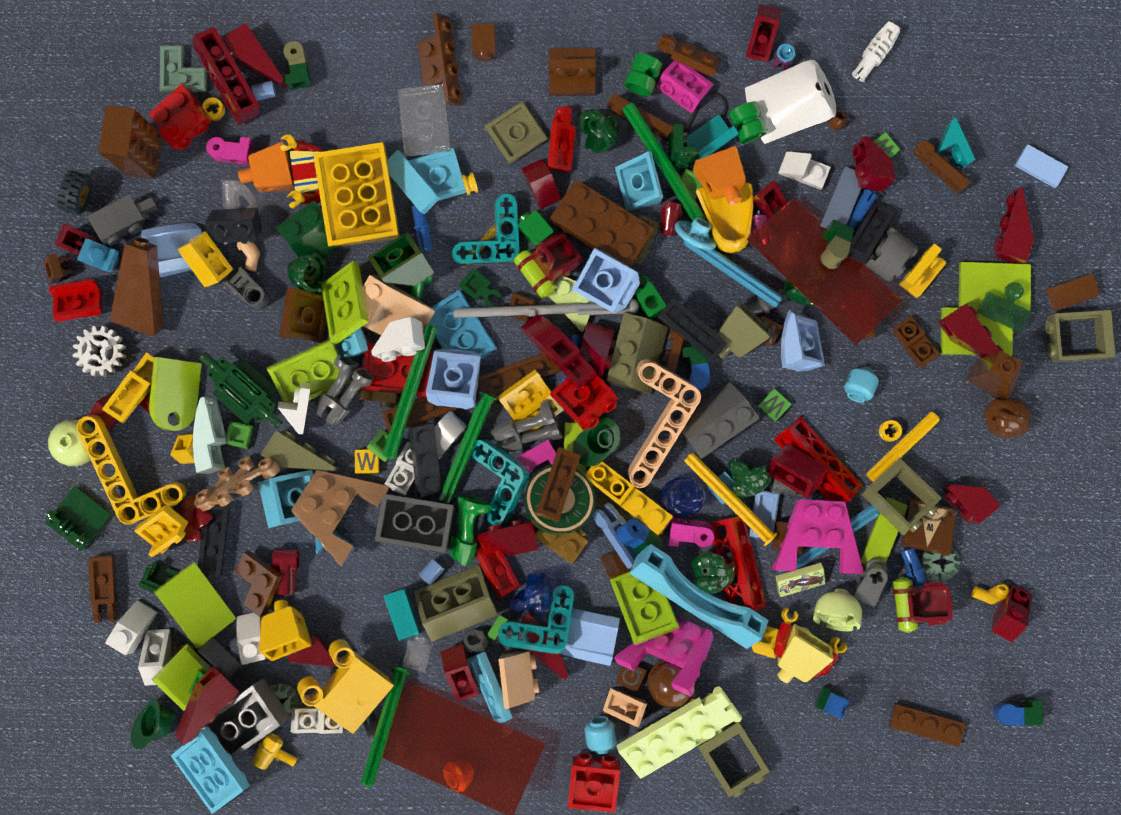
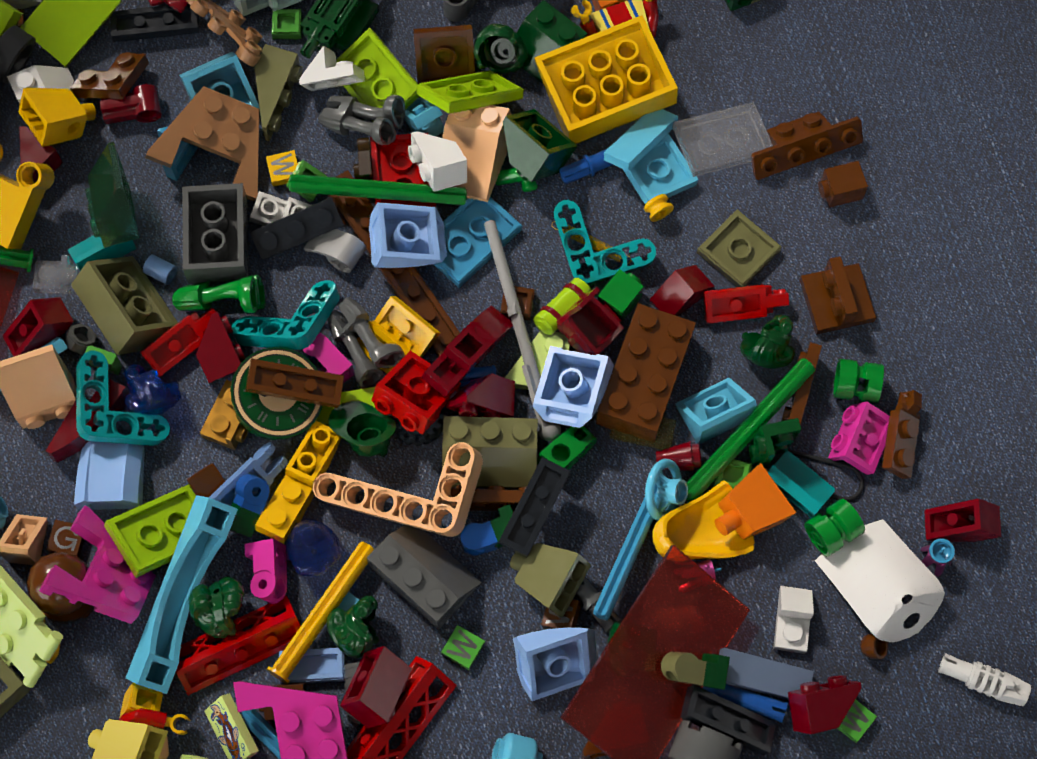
camera: 75 degrees right, 15 degrees down
(373, 598) = (111, 200): none -> clear green slope
(466, 447) = (324, 274): green axle -> none
(477, 286) = (530, 245): dark green plate -> none
(770, 200) = (739, 575): dark red slope -> none

